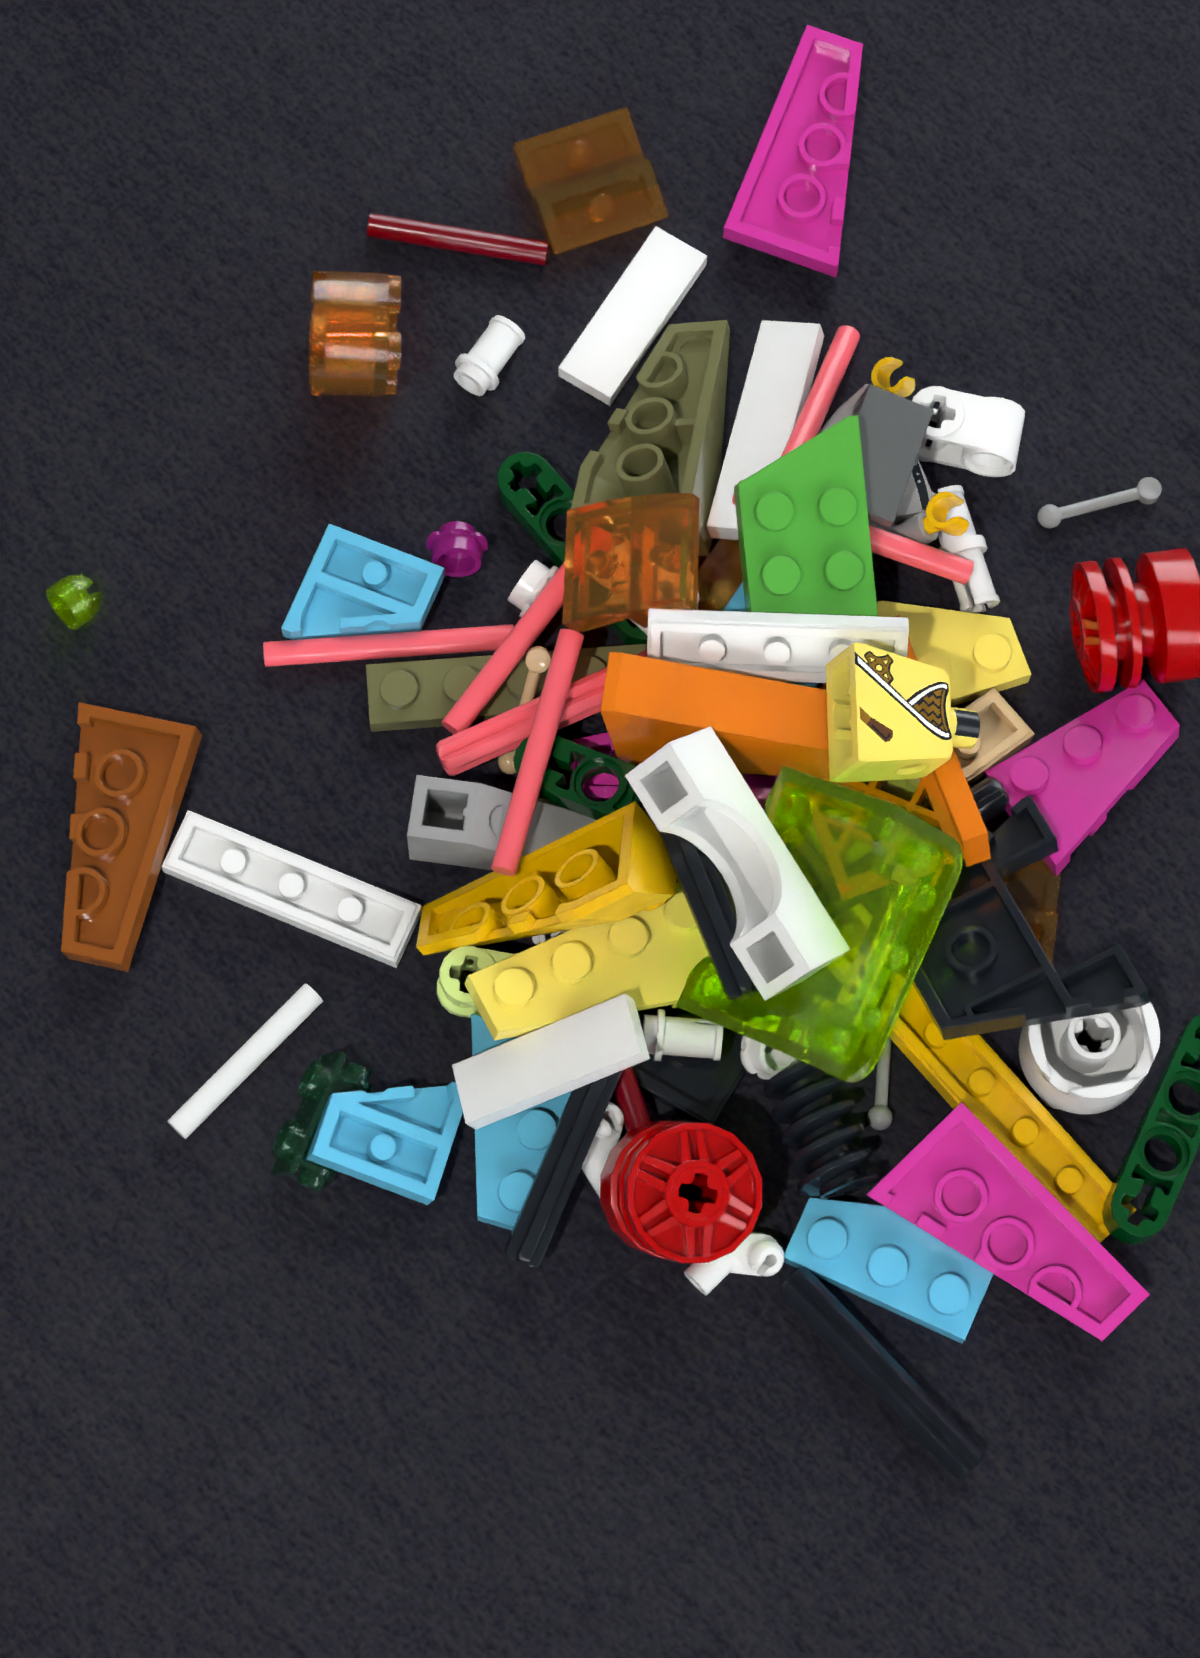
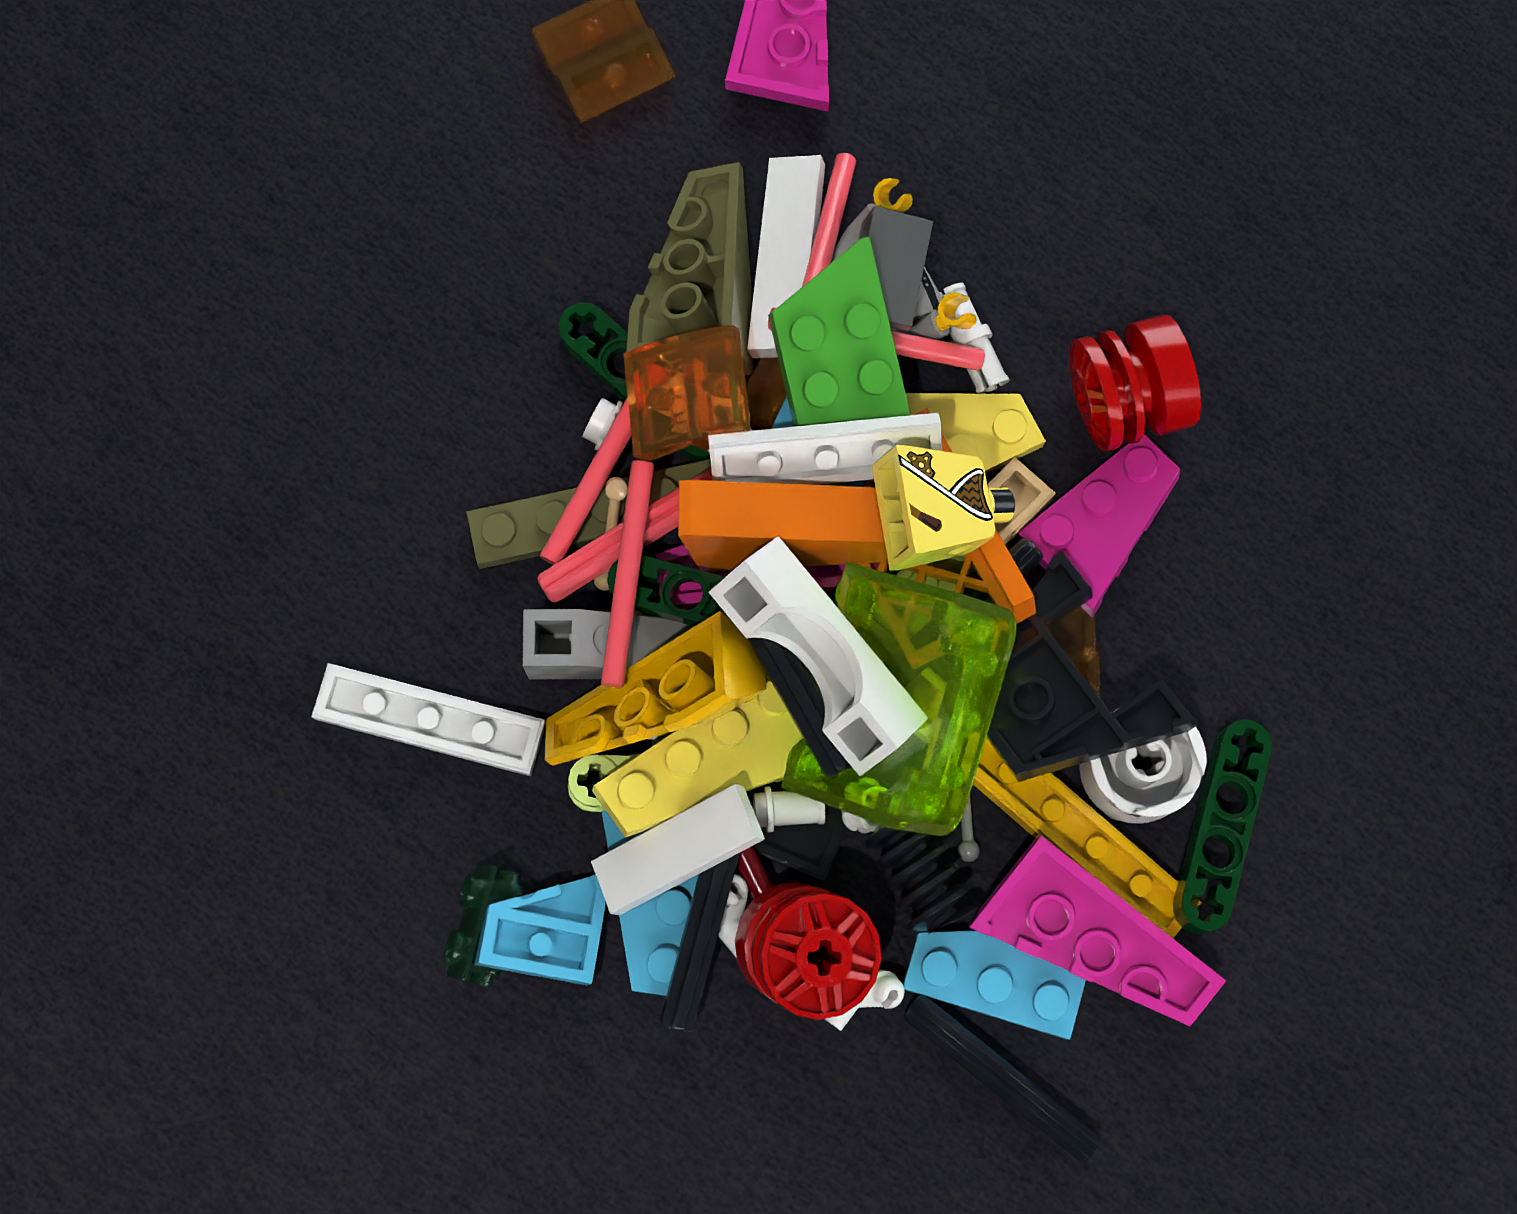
camera: 10 degrees left, 5 degrees up
(72, 601) = (200, 490): clear neon green hinge -> none
(126, 806) = (273, 671): dark orange wing -> none
(245, 1061) = (409, 880): white bar -> none
(354, 333) = (414, 217): clear orange brick -> none
(361, 590) = (453, 445): medium azure wing -> none
(384, 645) = (481, 491): coral bar -> none
(457, 548) = (531, 397): magenta plate -> none
(458, 239) = (494, 120): dark red bar -> none
(488, 356) = (535, 222): white pin -> none
(632, 316) = (656, 168): white tile -> none
(972, 431) = (966, 232): white piece -> none
(1146, 492) = (1120, 265): light grey hinge -> none

